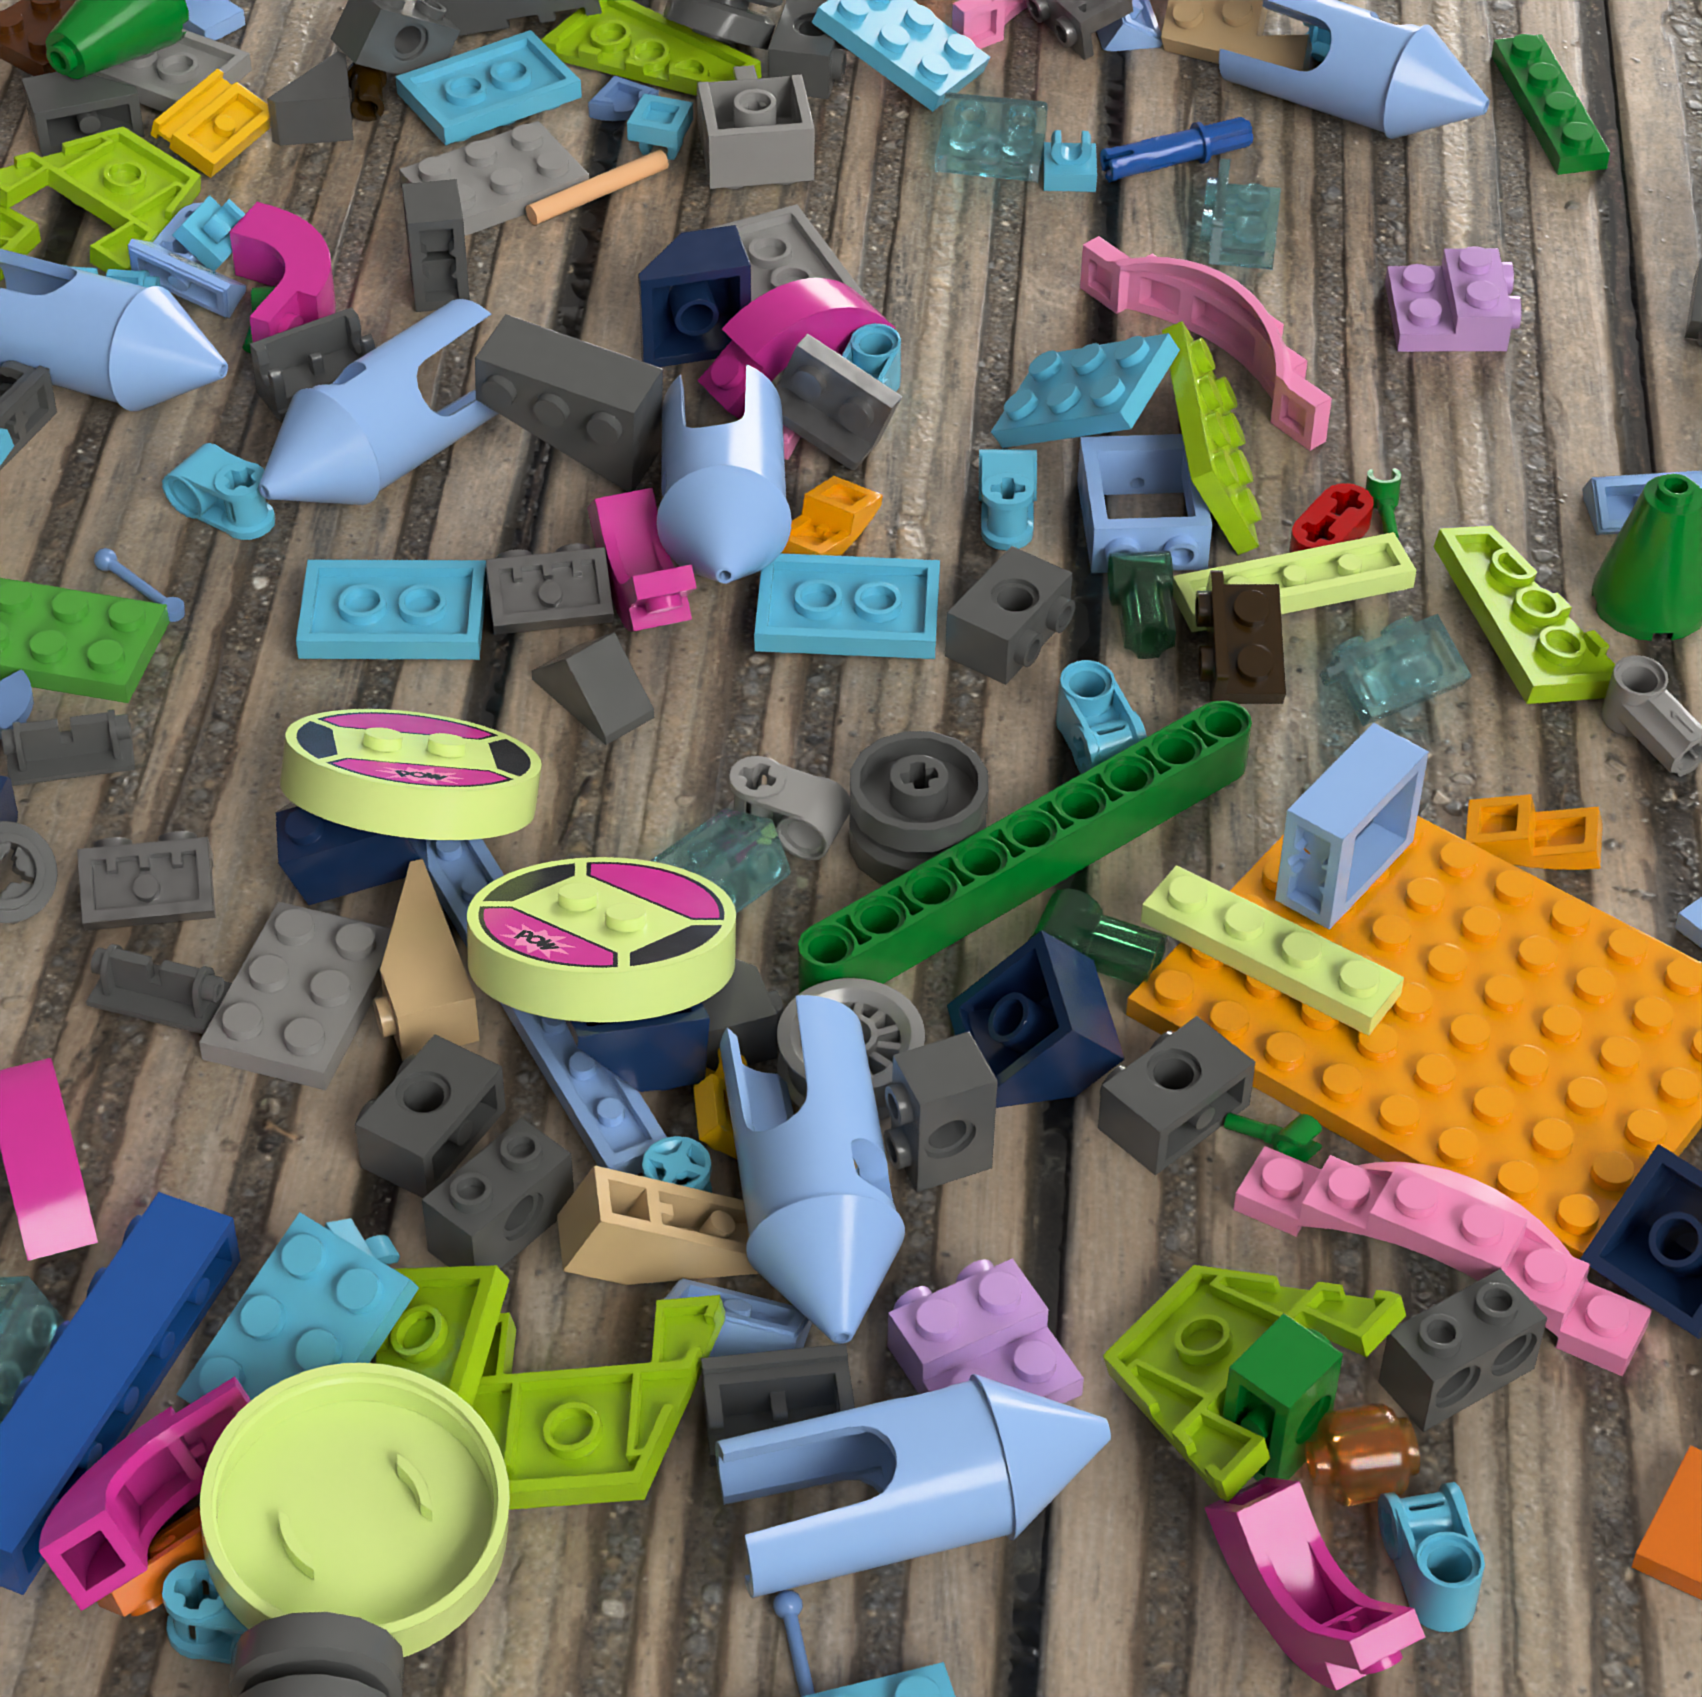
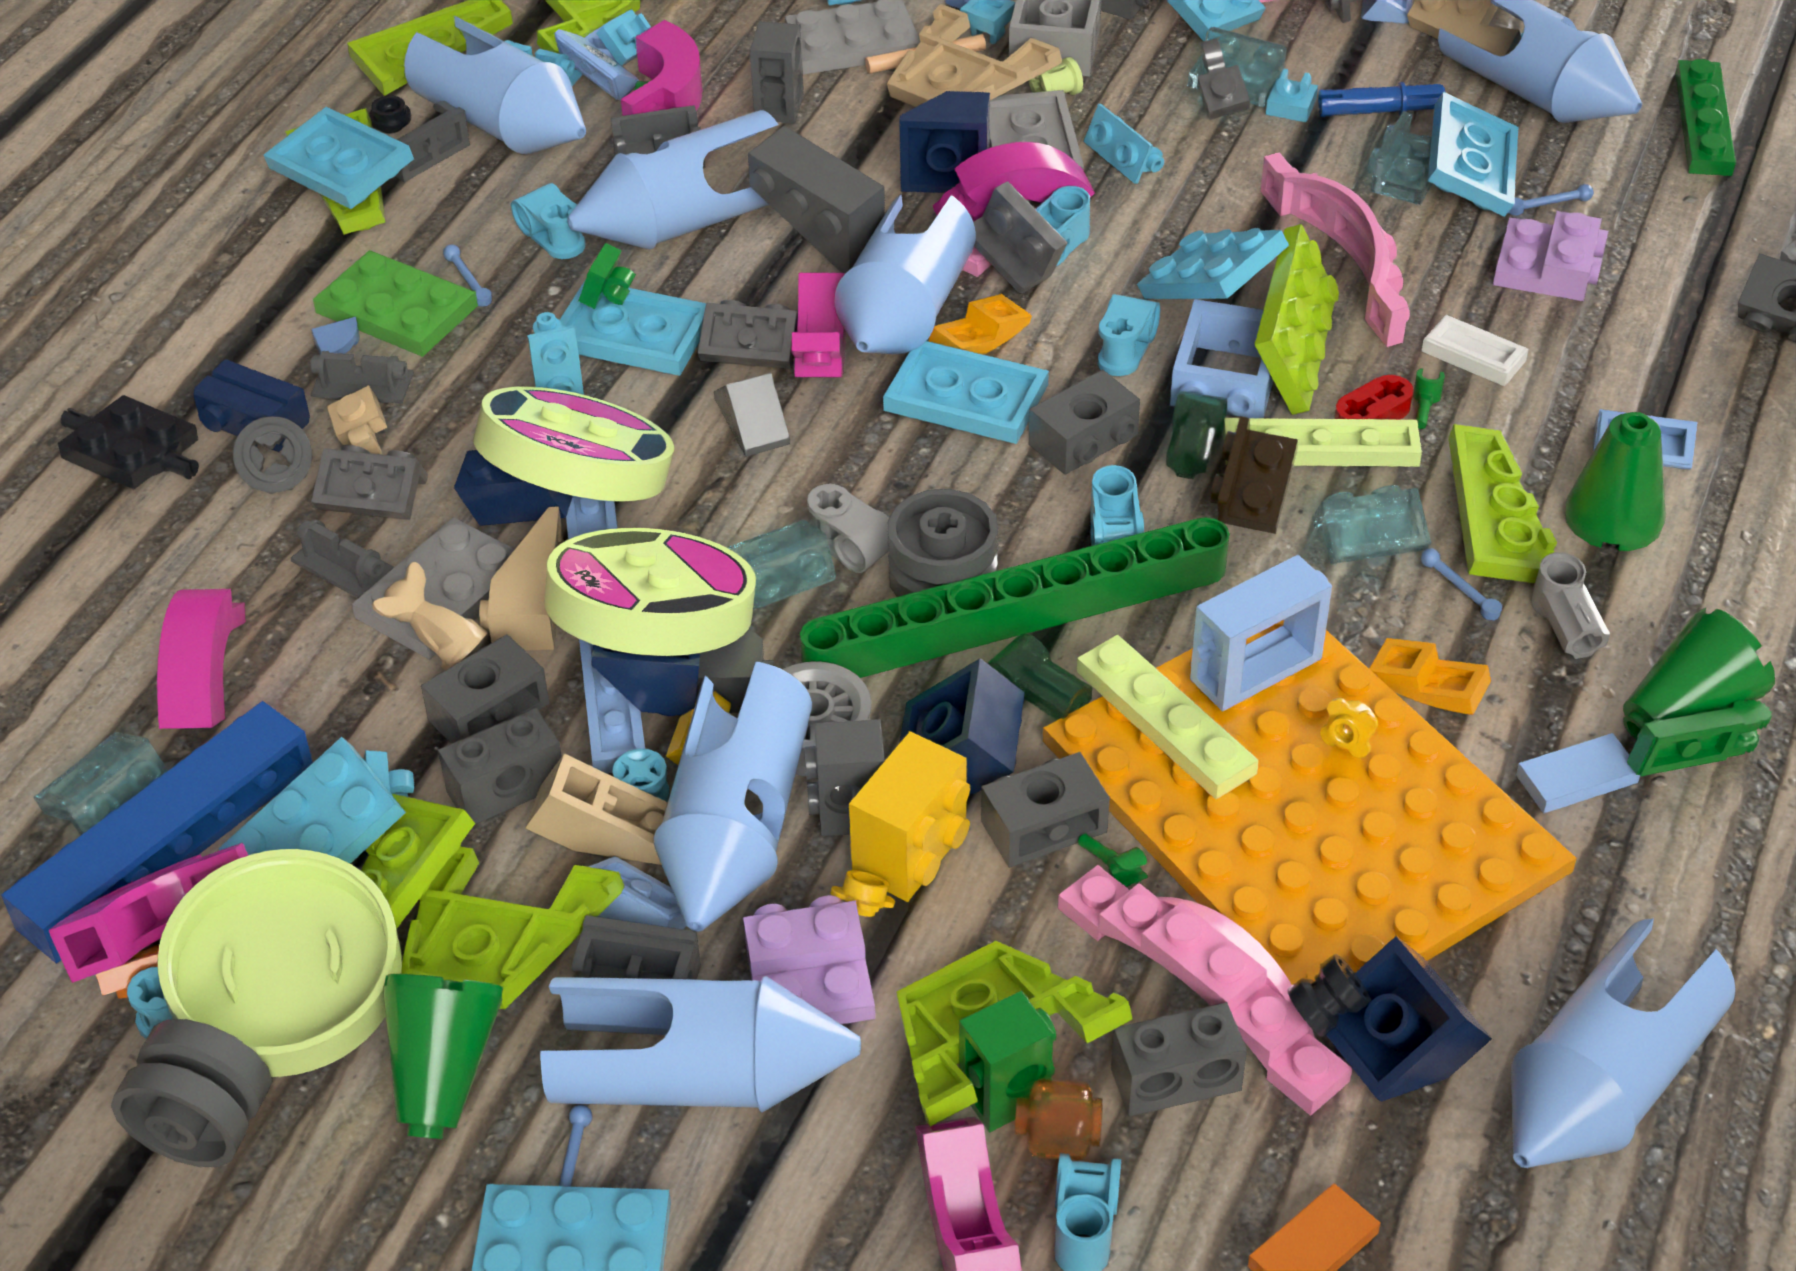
camera: 20 degrees right, 0 degrees up
(90, 802) = (358, 419): none -> tan plate
(330, 665) = (555, 355): none -> medium azure hinge
(341, 1047) = (435, 625): none -> tan animal
(343, 554) = (607, 279): none -> green tile
(596, 1566) = (436, 1046): none -> green cone
(641, 211) = (945, 66): none -> tan wing
(787, 188) = (1063, 77): none -> yellowish green bush
(895, 260) = (1122, 145): none -> medium azure hinge
(983, 167) = (1221, 86): none -> flat silver plate
(1010, 1240) = (867, 890): none -> yellow plate
(1036, 1142) = (910, 815): none -> yellow brick
(1318, 197) = (1473, 154): none -> medium azure plate
(1384, 250) = (1583, 193): none -> medium blue hinge
(1414, 434) = (1475, 350): none -> white tile
(1490, 898) = (1358, 718): none -> yellow plate
(1563, 739) = (1490, 608): none -> medium blue hinge
(1607, 1231) = (1333, 992): none -> black wheel

